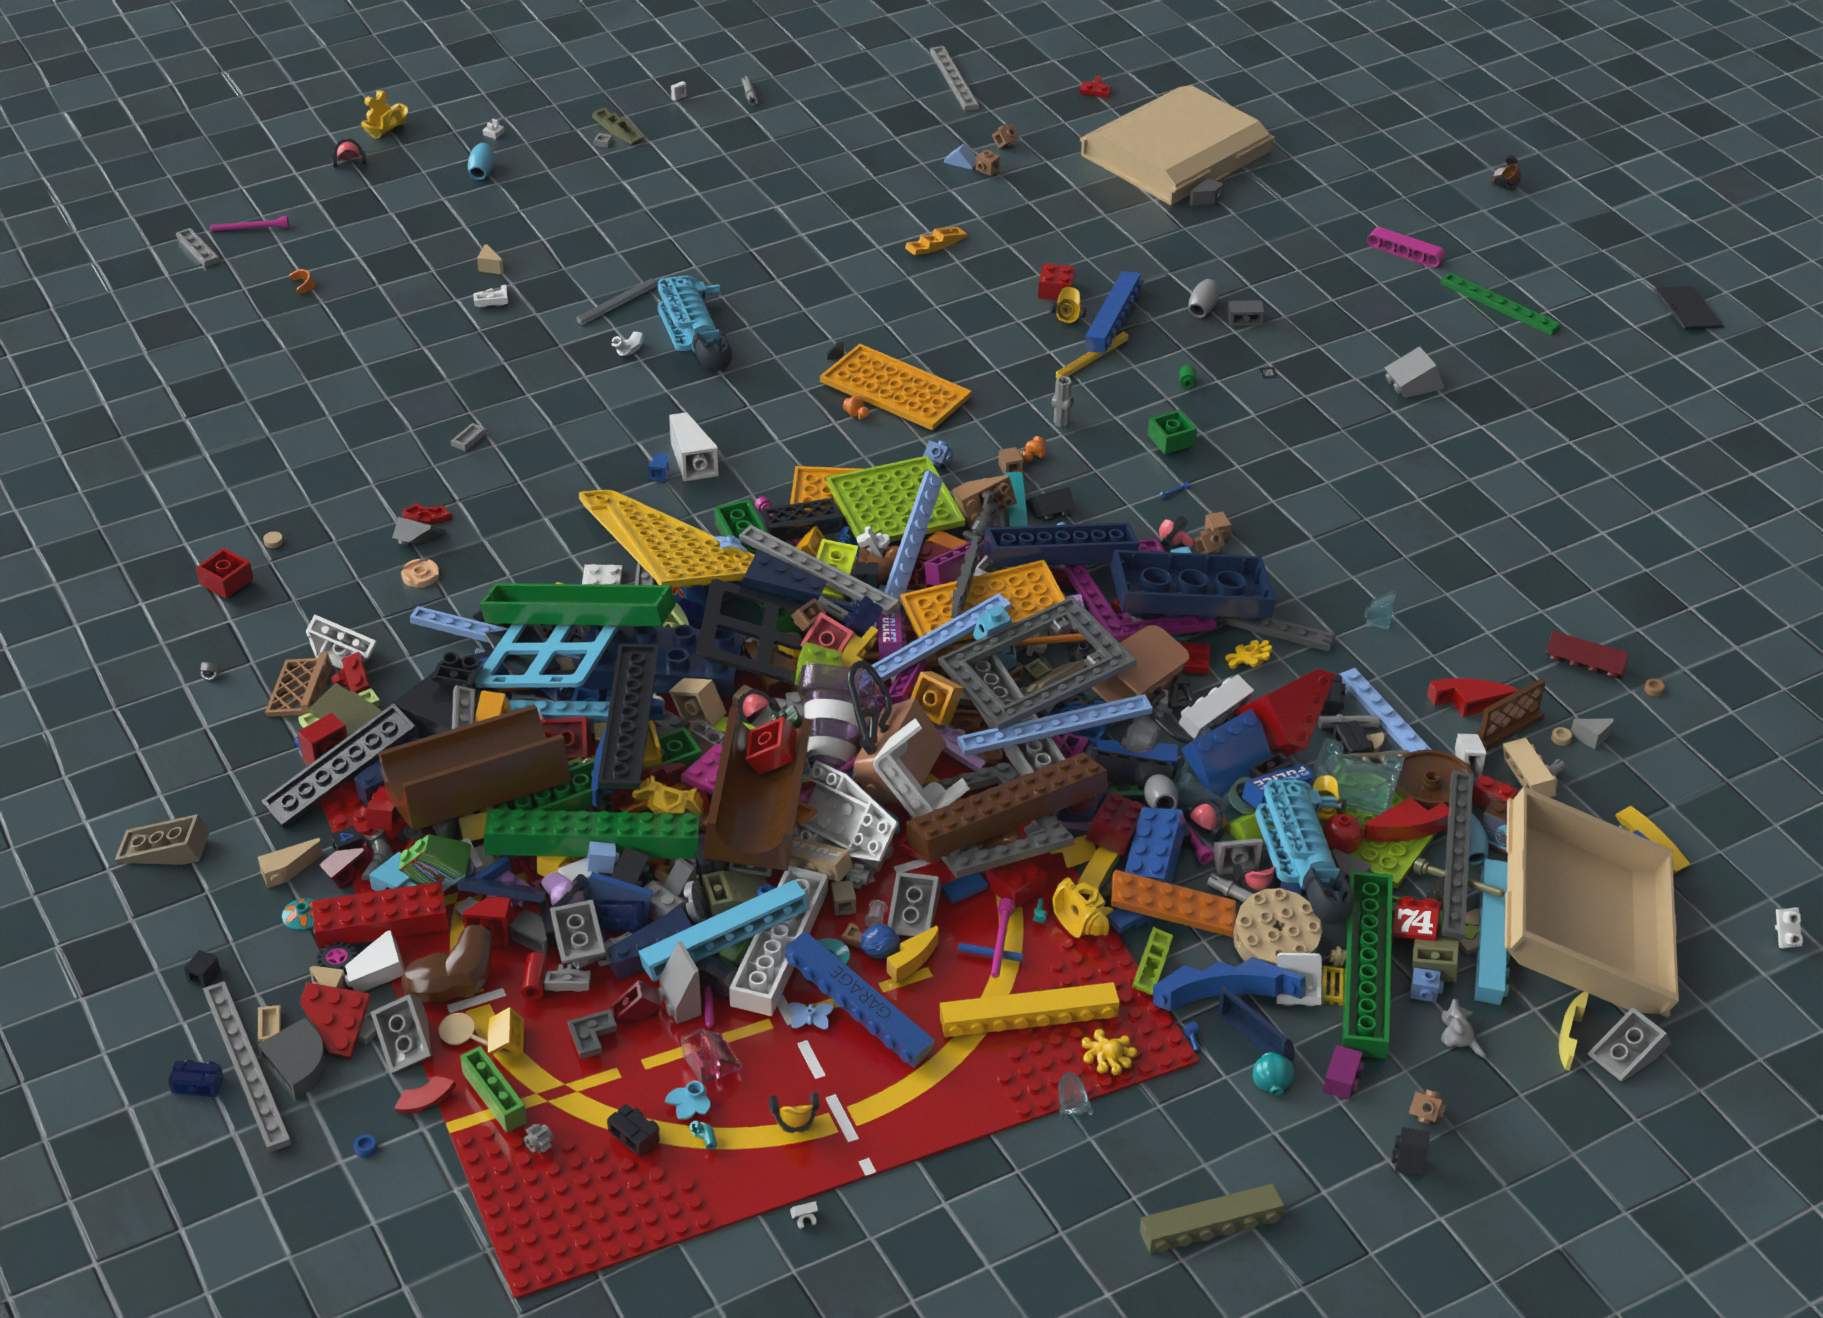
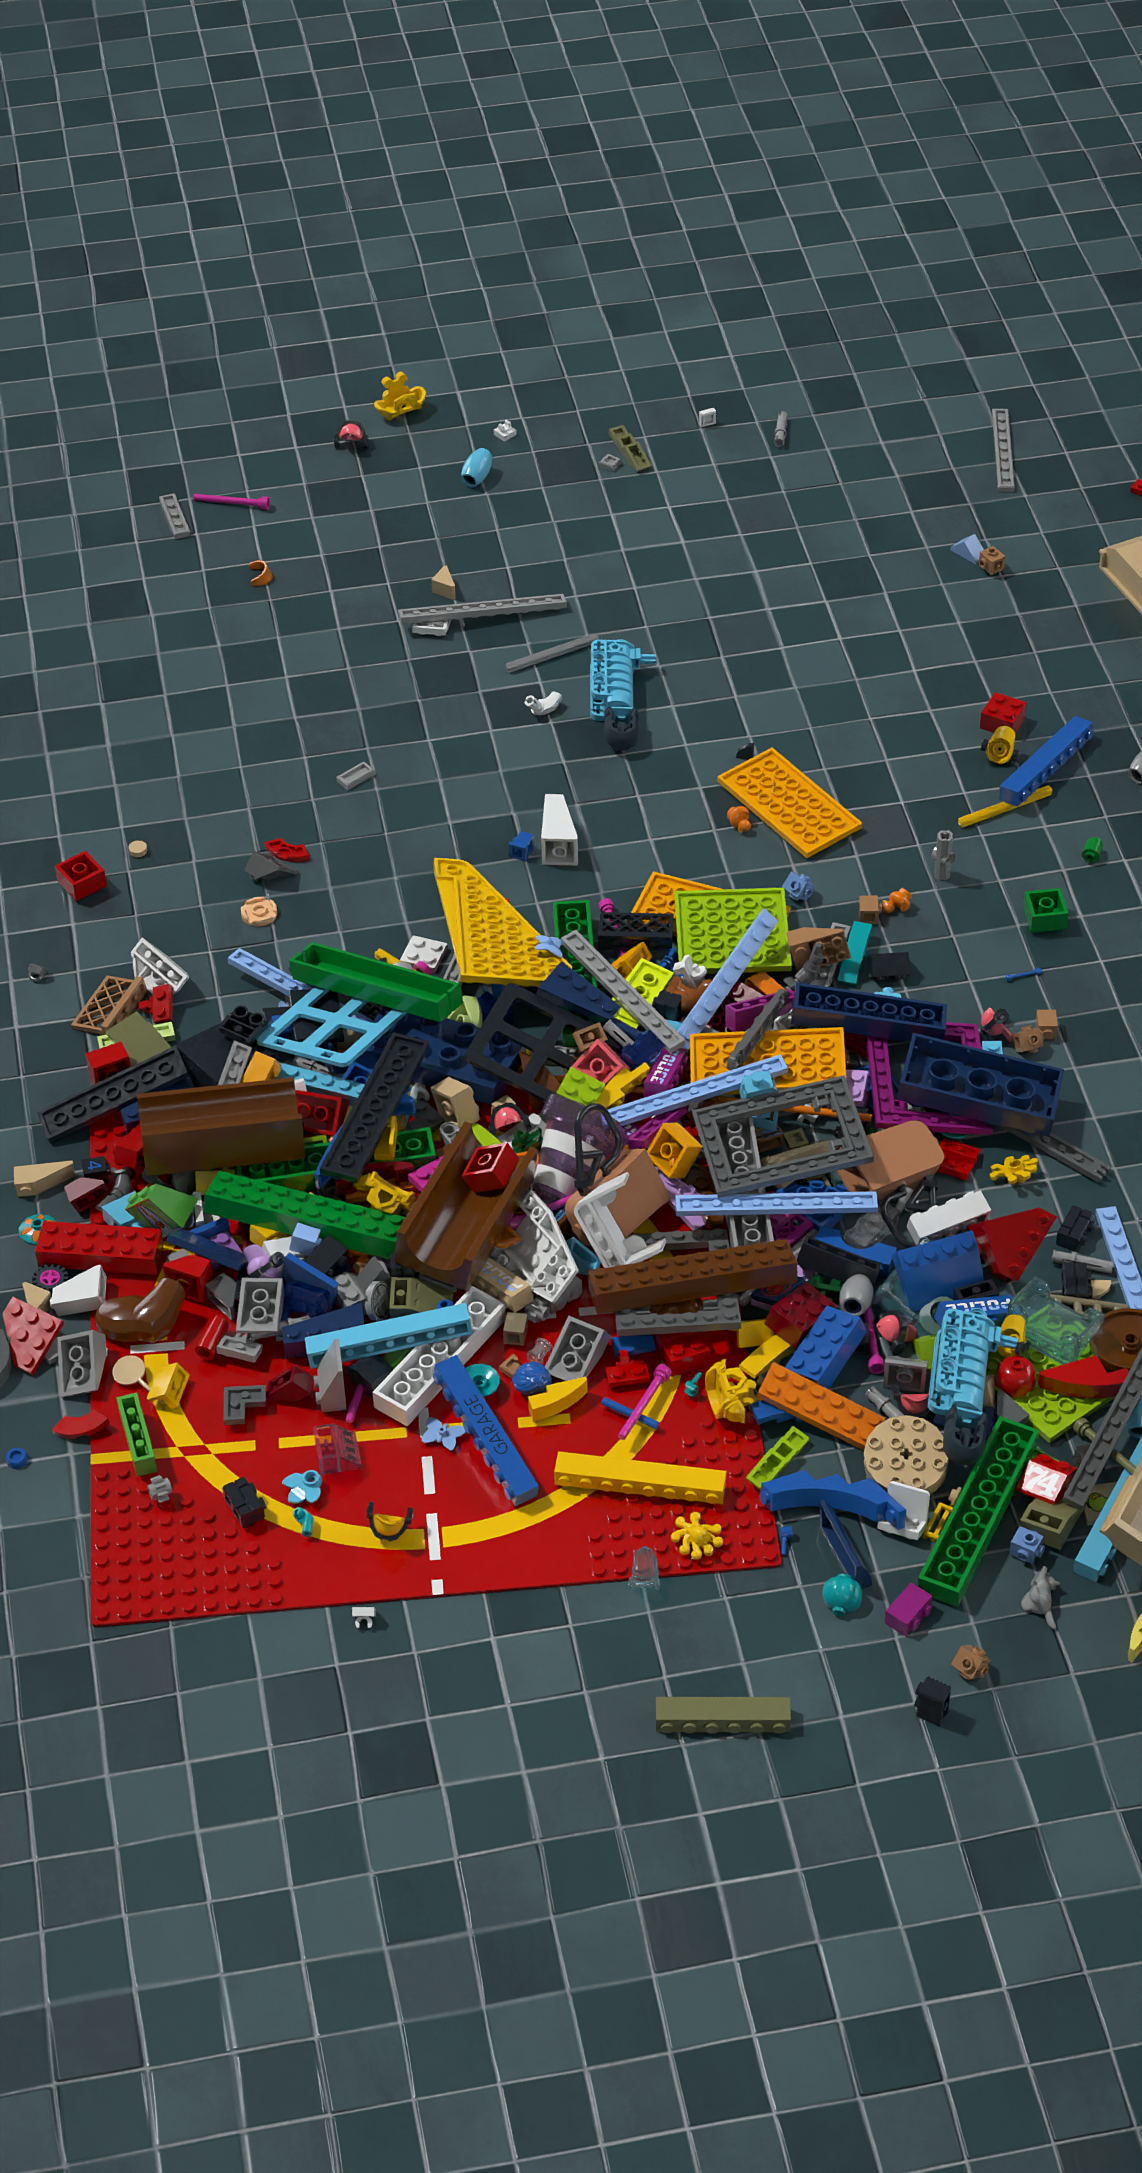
camera: 20 degrees right, 5 degrees up
(537, 274) = (483, 608): none -> light grey plate
(938, 240) = (904, 642): light orange slope -> none
(969, 914) = (626, 1372): none -> red hinge
(1005, 135) = (1024, 531): medium nougat brick -> none

